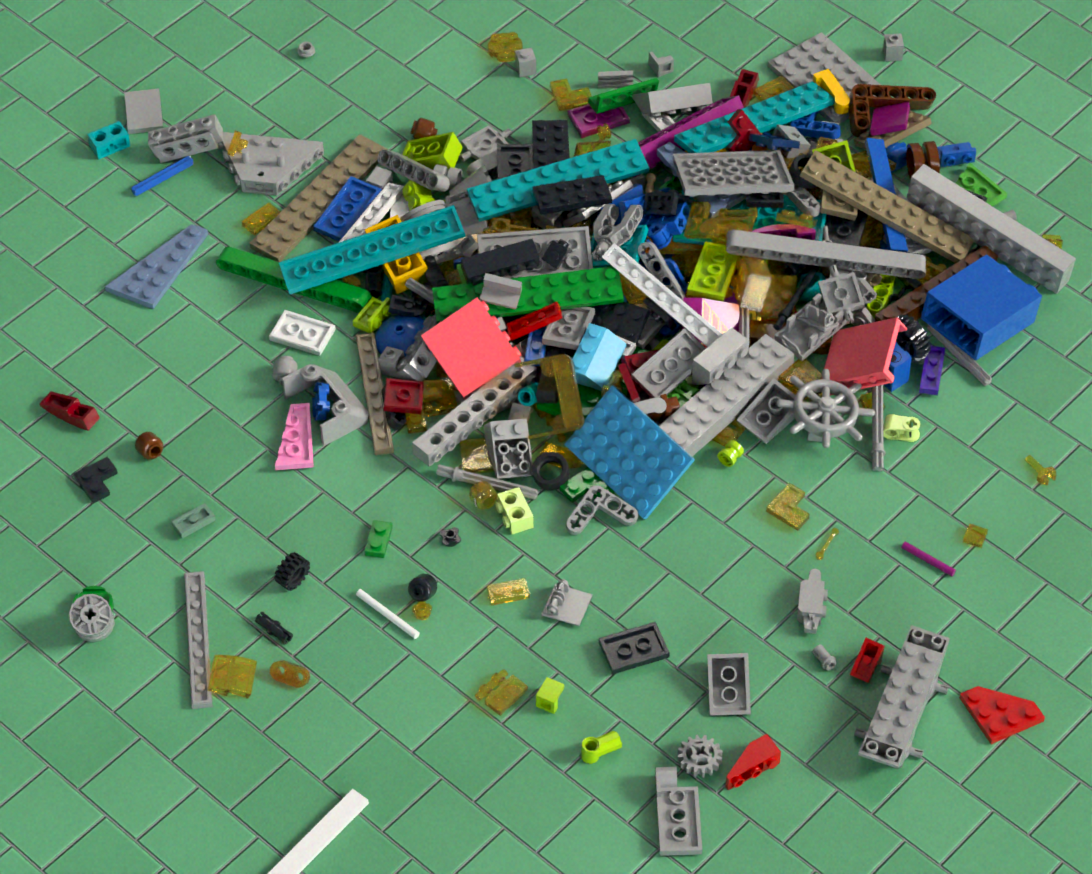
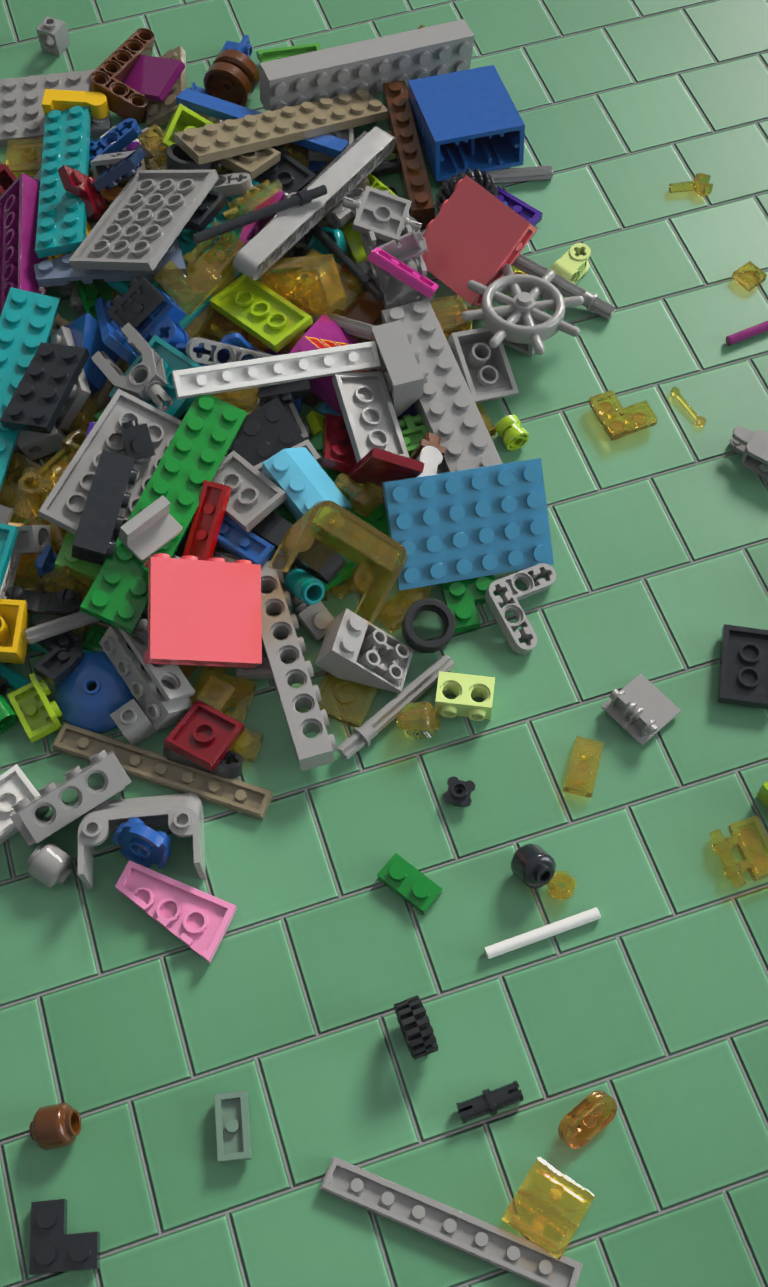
camera: 60 degrees left, 10 degrees up
(351, 367) = (36, 829): none -> light grey brick
(798, 327) = (403, 272): none -> dark pink tile
(807, 240) = (301, 198): none -> black bar

